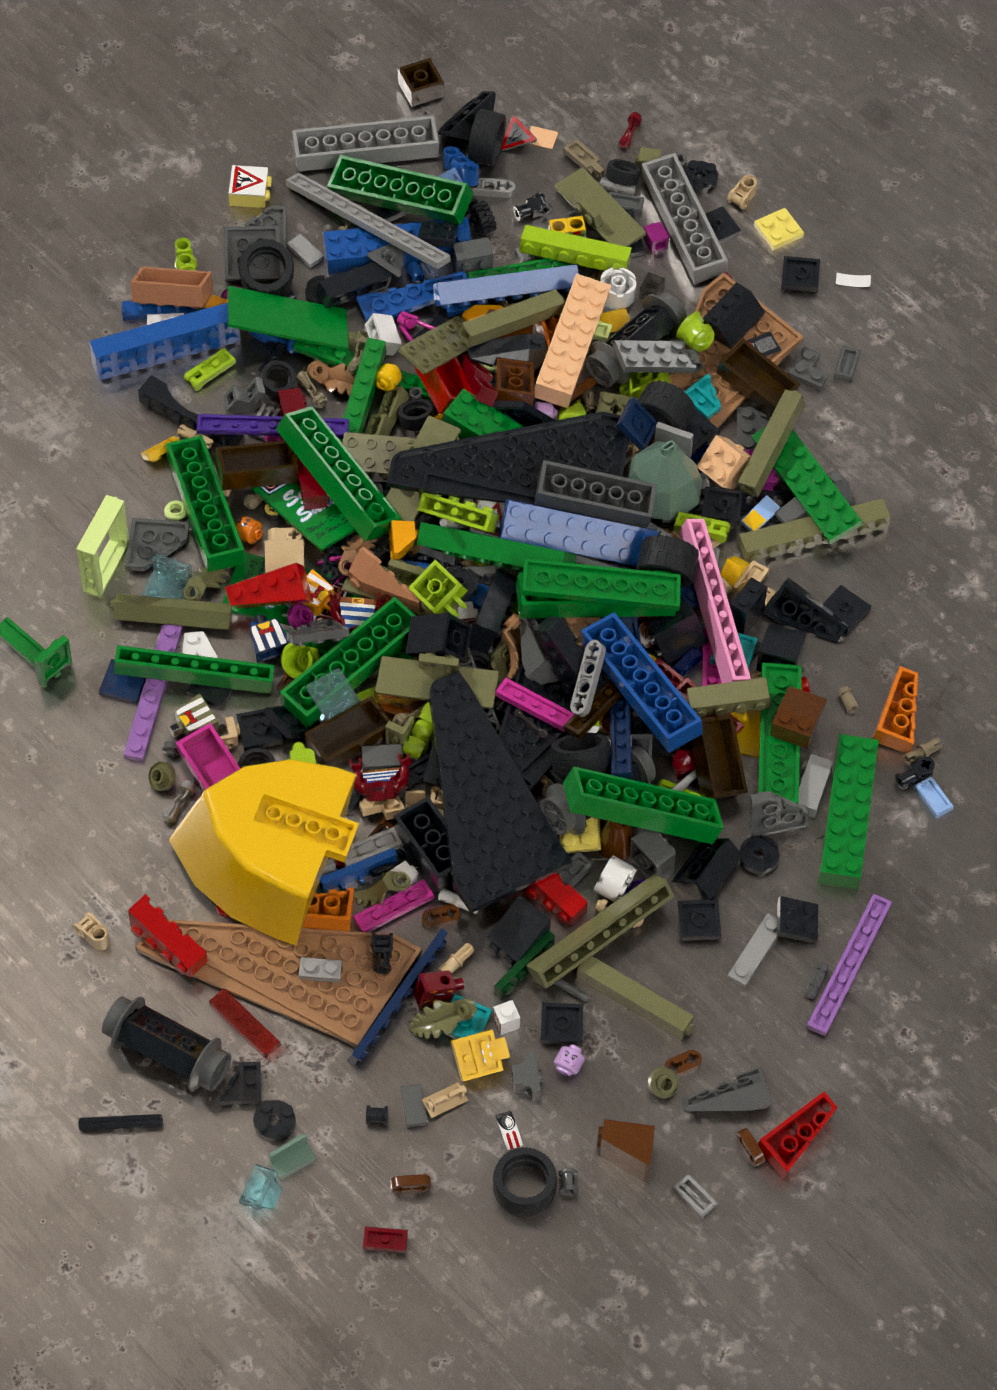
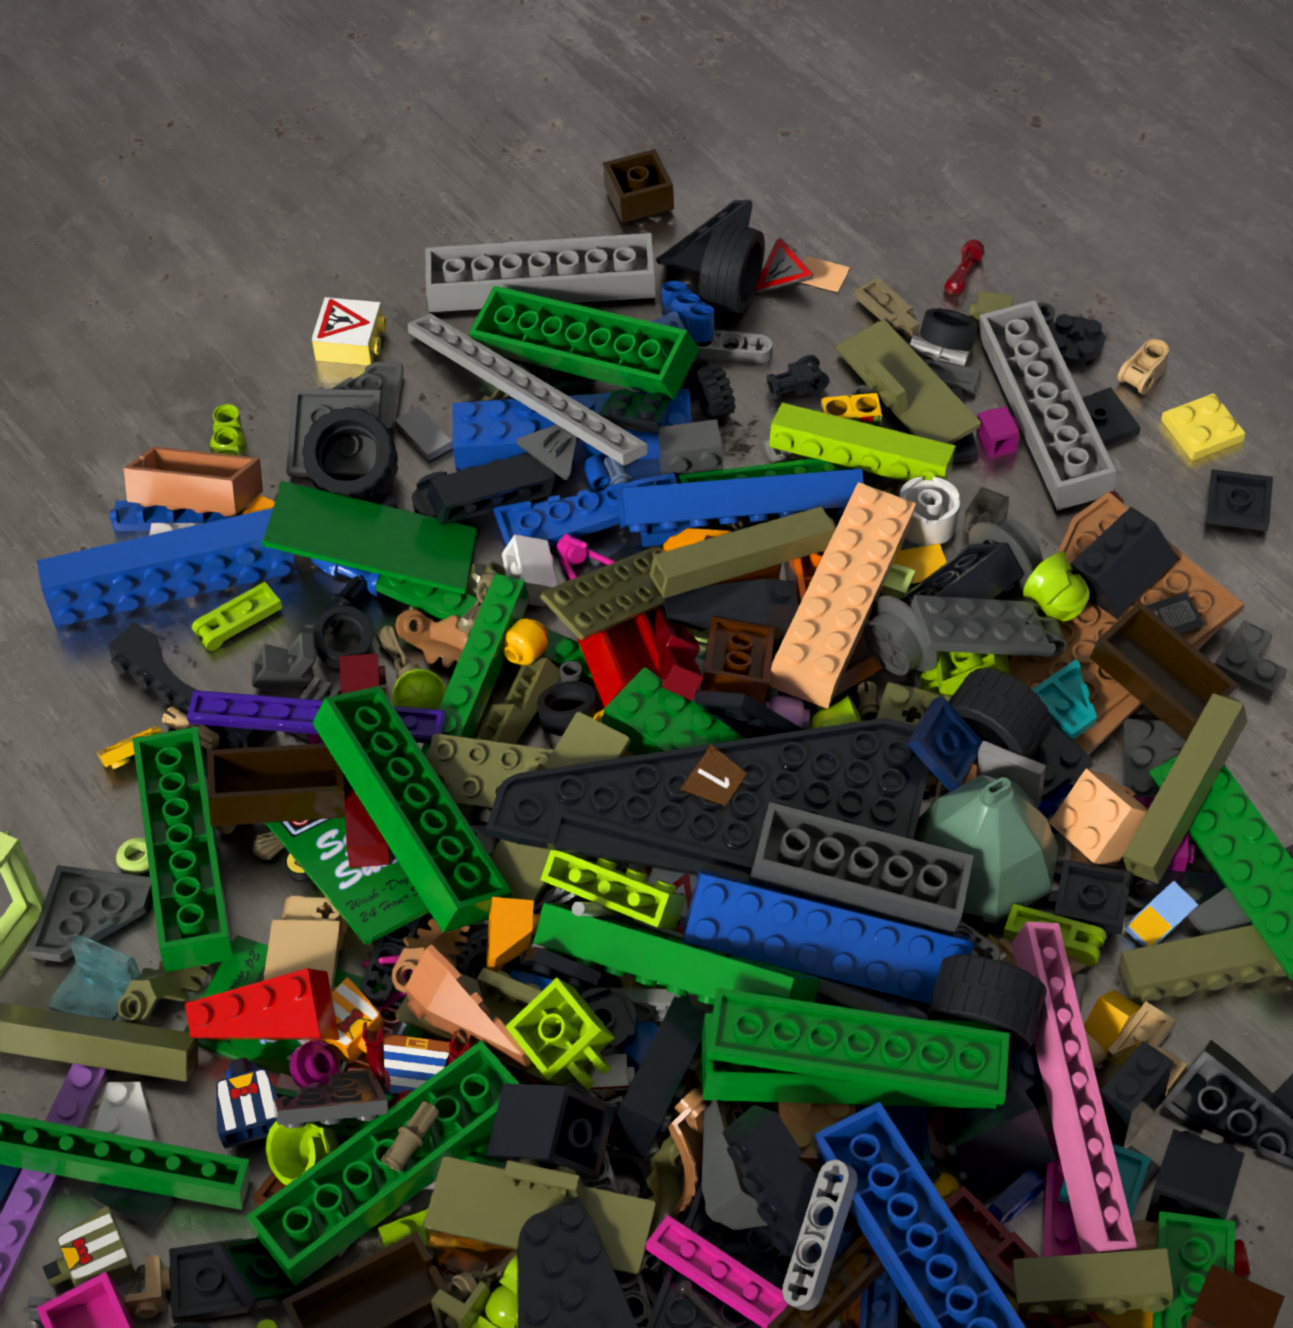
camera: 10 degrees right, 5 degrees down
(249, 529) = (251, 897): orange head -> none
(329, 407) = (418, 690): none -> lime hat
(332, 694) = (341, 1227): clear light blue bracket -> none
(363, 647) = (410, 1137): none -> dark tan axle
(510, 448) = (714, 777): none -> clear orange sticker

